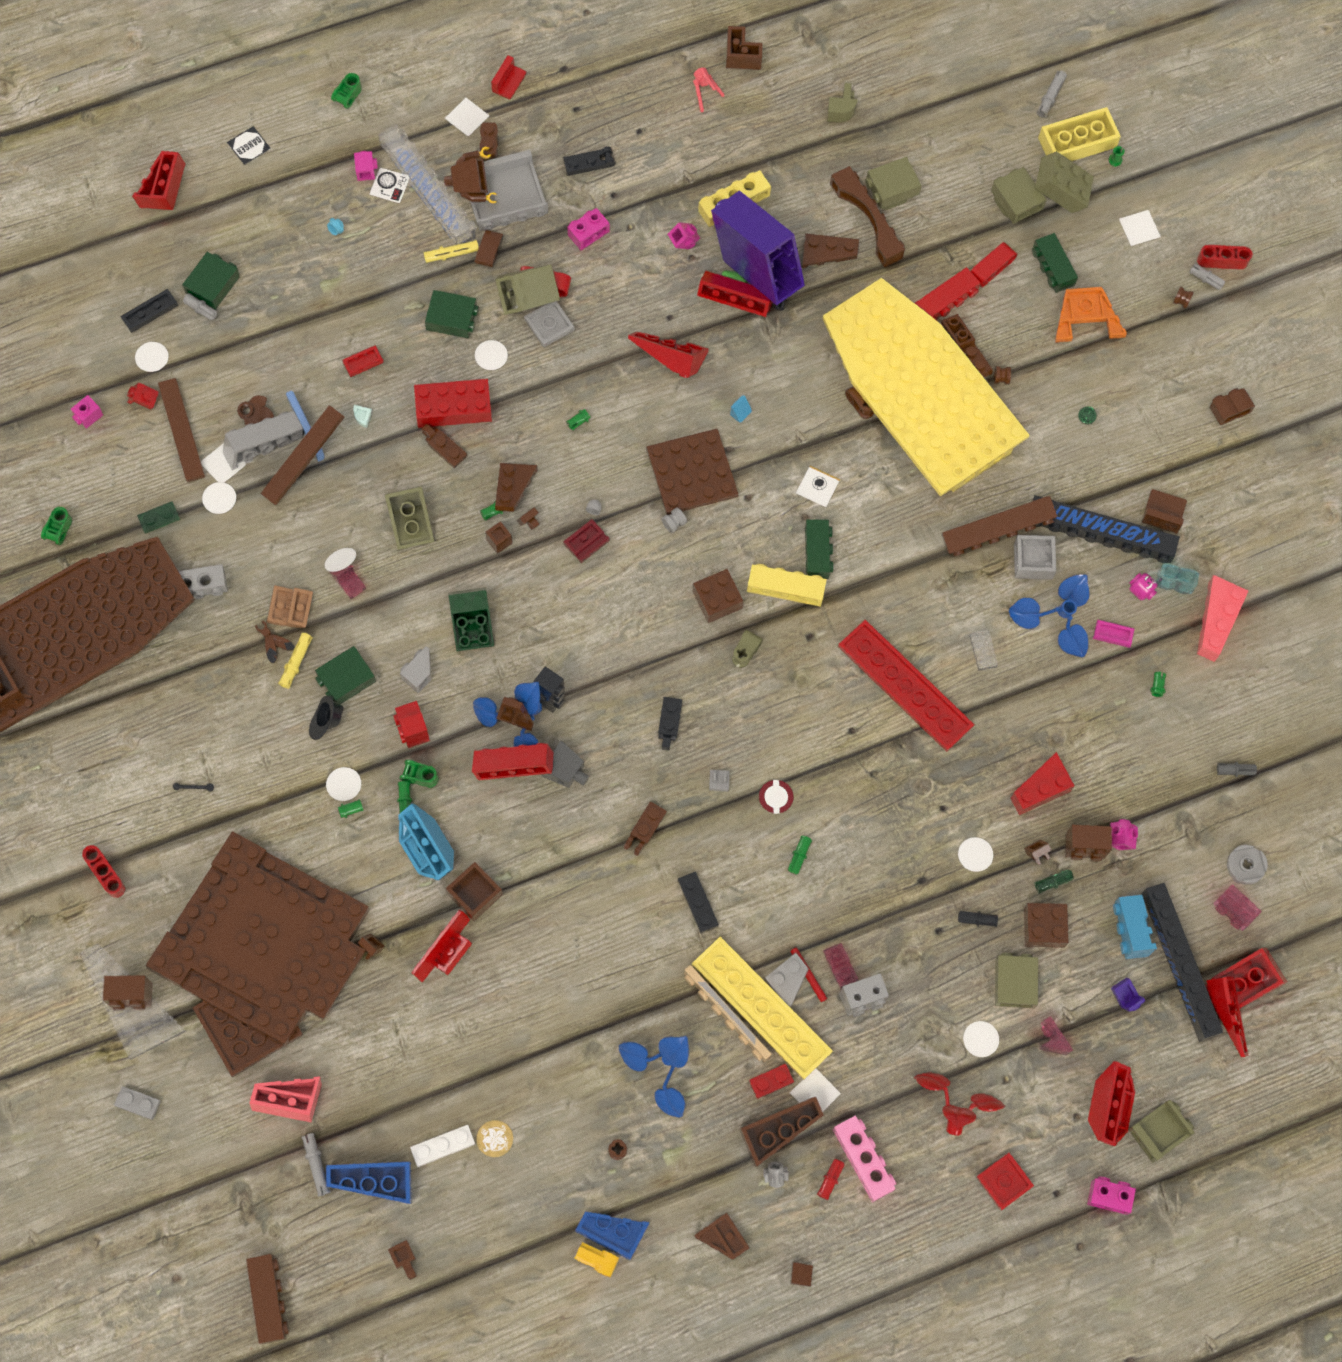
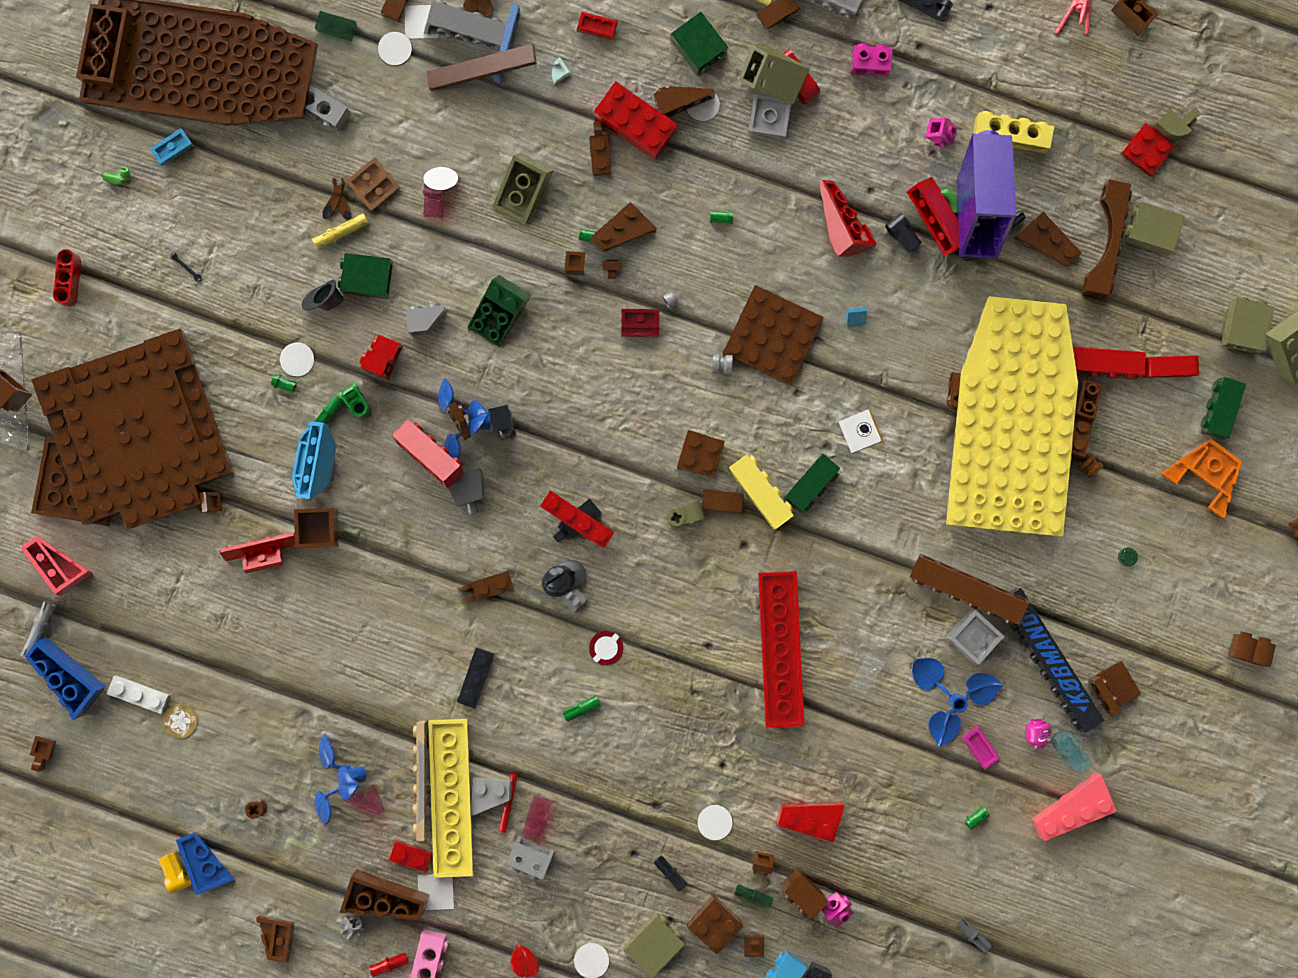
camera: 45 degrees right, 15 degrees up
(80, 764) = (118, 179): none -> bright green arm
(104, 706) = (171, 147): none -> dark azure plate
(472, 362) = (679, 99): none -> reddish brown slope
(669, 717) = (577, 519): none -> red plate
(697, 772) = (563, 578): none -> black piece
(703, 1065) = (370, 803): none -> clear pink slope
(715, 325) = (900, 229): none -> black piece
(764, 616) = (723, 501): none -> reddish brown slope
(838, 137) = (1147, 149): none -> red plate
(1089, 918) = (754, 945): none -> reddish brown tile

